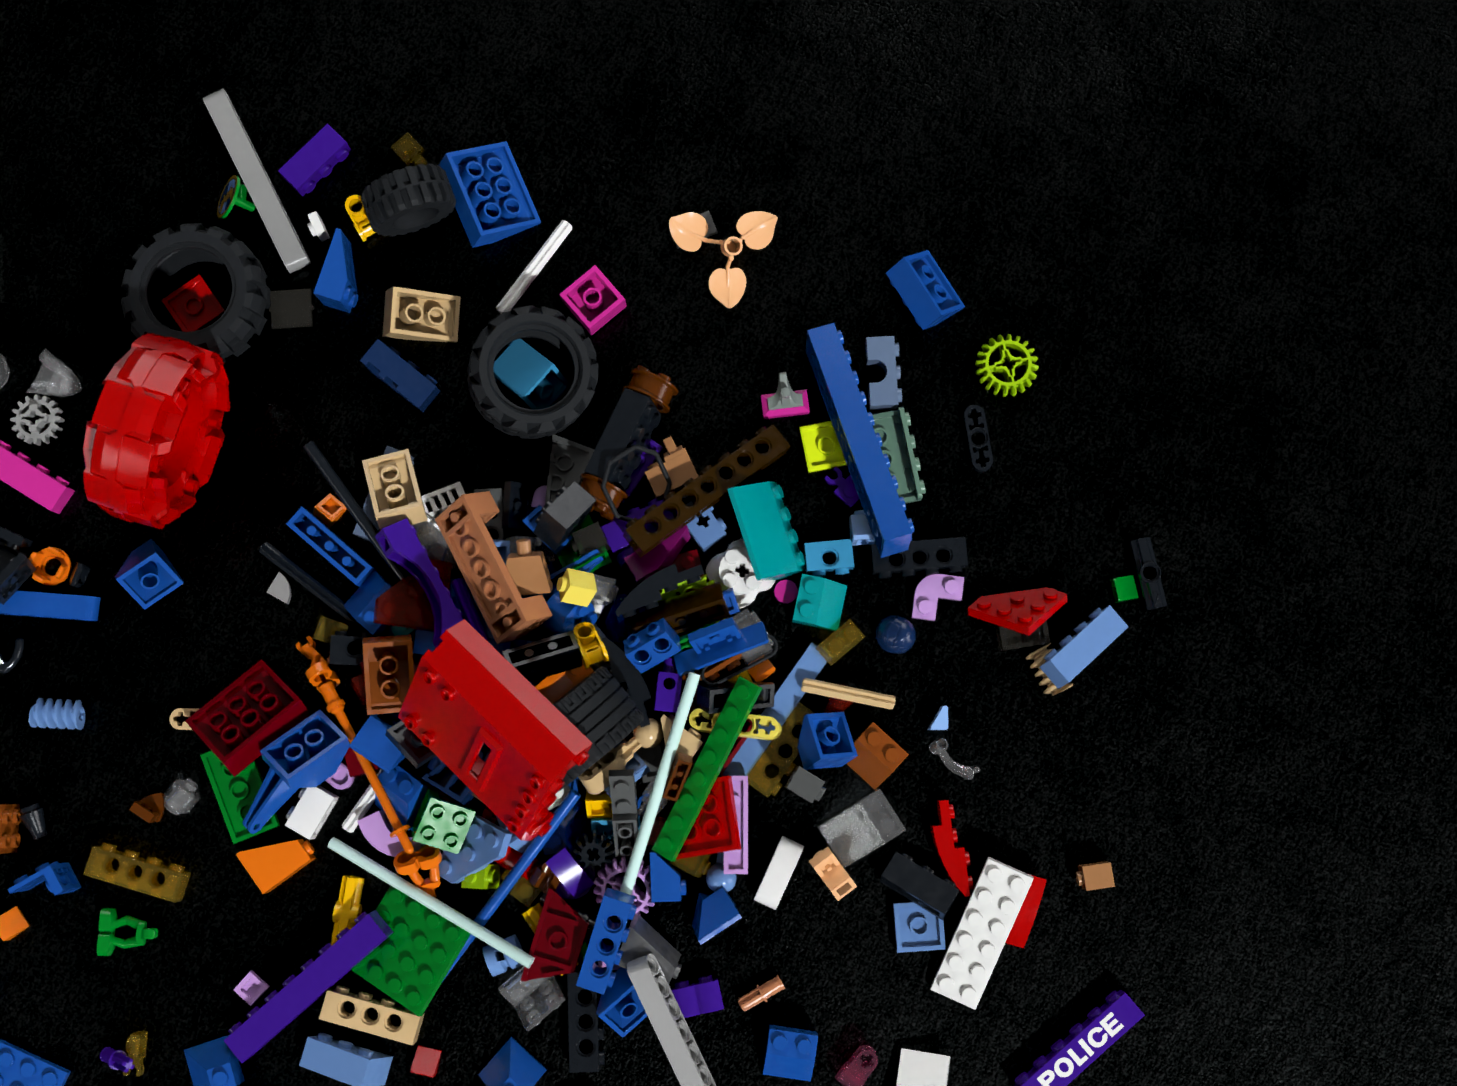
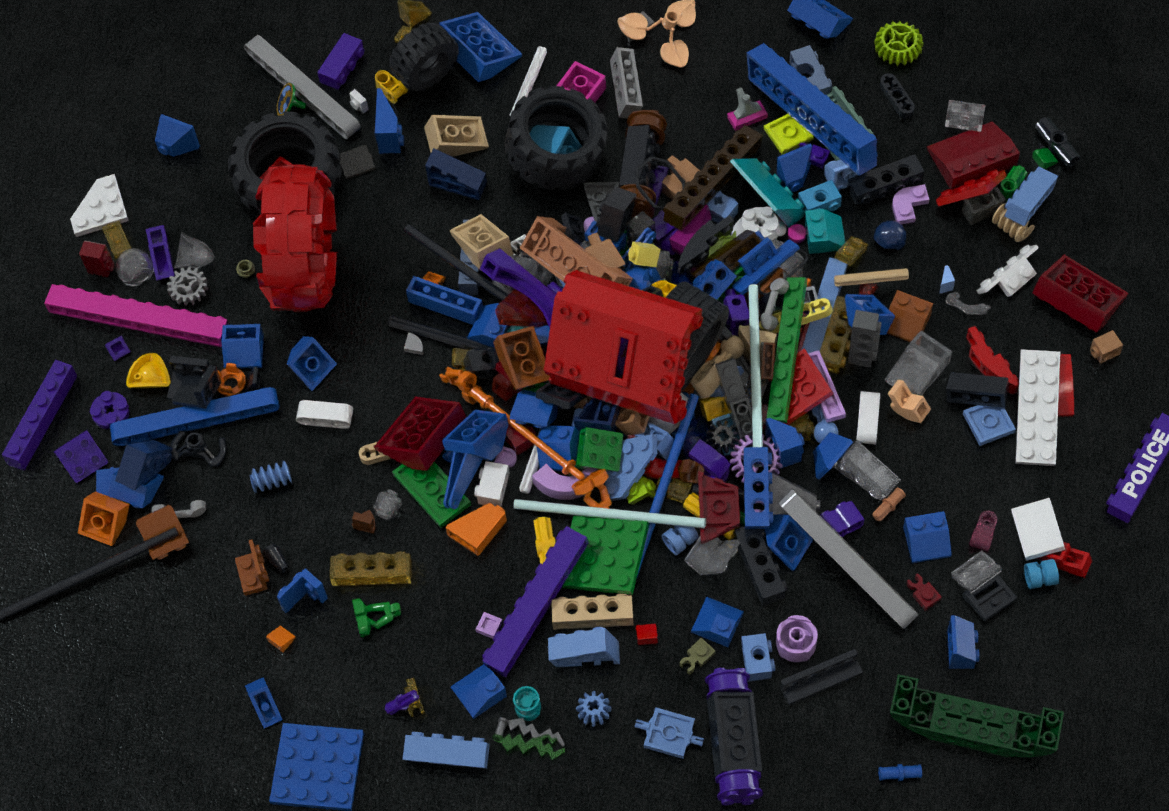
camera: 15 degrees left, 20 degrees down
(18, 361) = (160, 252): none -> dark purple slope
(76, 207) = (175, 137): none -> blue slope
(76, 527) = (242, 345): none -> blue slope
(146, 650) = (324, 414): none -> white beam
(426, 115) = (412, 12): none -> clear yellow slope
(650, 313) = (625, 82): none -> light grey brick
(722, 687) = (767, 320): none -> light grey bar
(751, 950) = (866, 471): none -> clear wedge
(811, 507) = (794, 167): none -> blue slope
(1022, 737) = (1013, 275): none -> white bracket
(1039, 553) = (973, 154): none -> dark red slope
(1048, 499) = (965, 115): none -> clear brick
(1071, 611) = (1013, 181): none -> green piece
(1094, 792) = (1079, 293): none -> dark red slope

